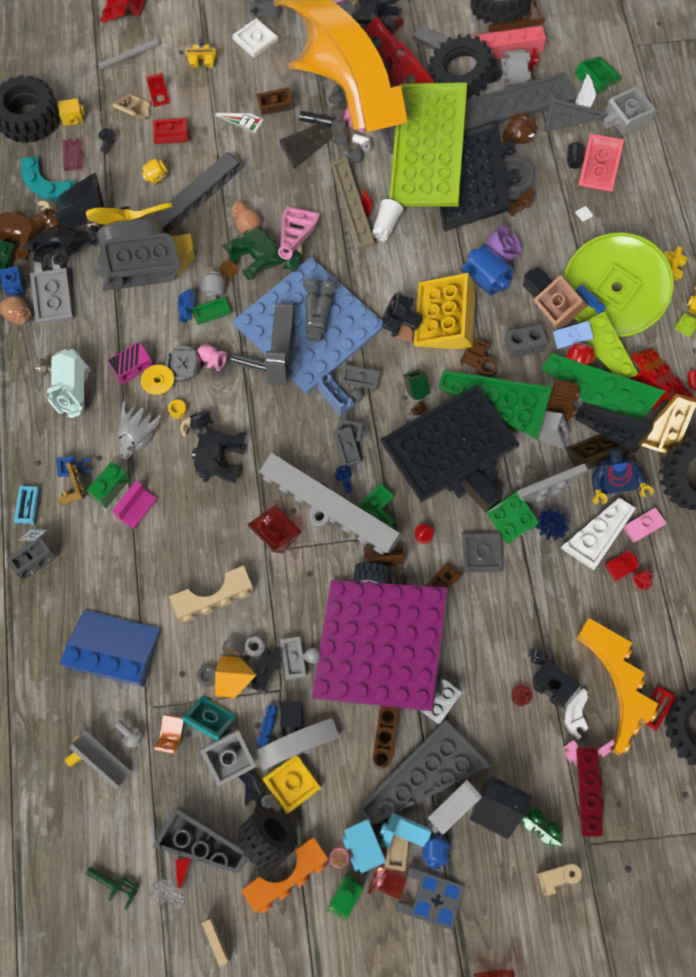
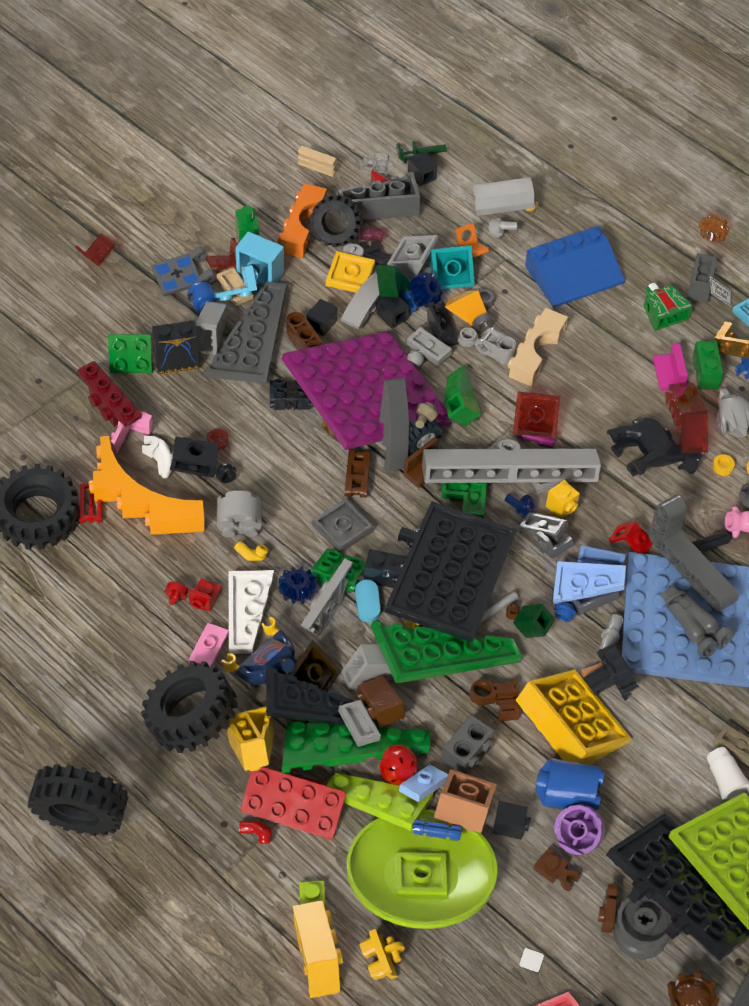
camera: 140 degrees right, 15 degrees down
(82, 559) = (665, 306): none -> green torso
(132, 857) = (423, 168): none -> black brick
(171, 445) = (688, 416): none -> clear red wedge
(238, 813) = (371, 234): none -> clear pink piece
(242, 622) = (498, 345): none -> light grey piece
(251, 710) = (425, 289): none -> clear blue gear
(277, 731) = (391, 281): none -> dark green slope
(293, 396) = (634, 536): none -> red bracket
(311, 592) = (460, 398): none -> green slope
(316, 455) = (562, 500): none -> yellow brick
(353, 751) = (322, 316): none -> black brick
(361, 387) = (586, 580): none -> light blue wing
(364, 573) = (426, 412): none -> dark tan plate
(373, 346) = (611, 633): none -> light grey pin
(387, 380) = (565, 612): none -> blue plate
(392, 584) = (396, 423): none -> dark grey slope
(423, 533) = (408, 506): red tile -> none
(511, 481) = (367, 601): none -> medium azure tile
(530, 246) = (554, 867): none -> reddish brown plate
(557, 876) = (93, 337): tan leg -> none
(559, 604) = (239, 514): none -> light grey brick
(565, 575) = (257, 554): none -> yellow arm
(589, 392) = (359, 723): none -> light grey tile

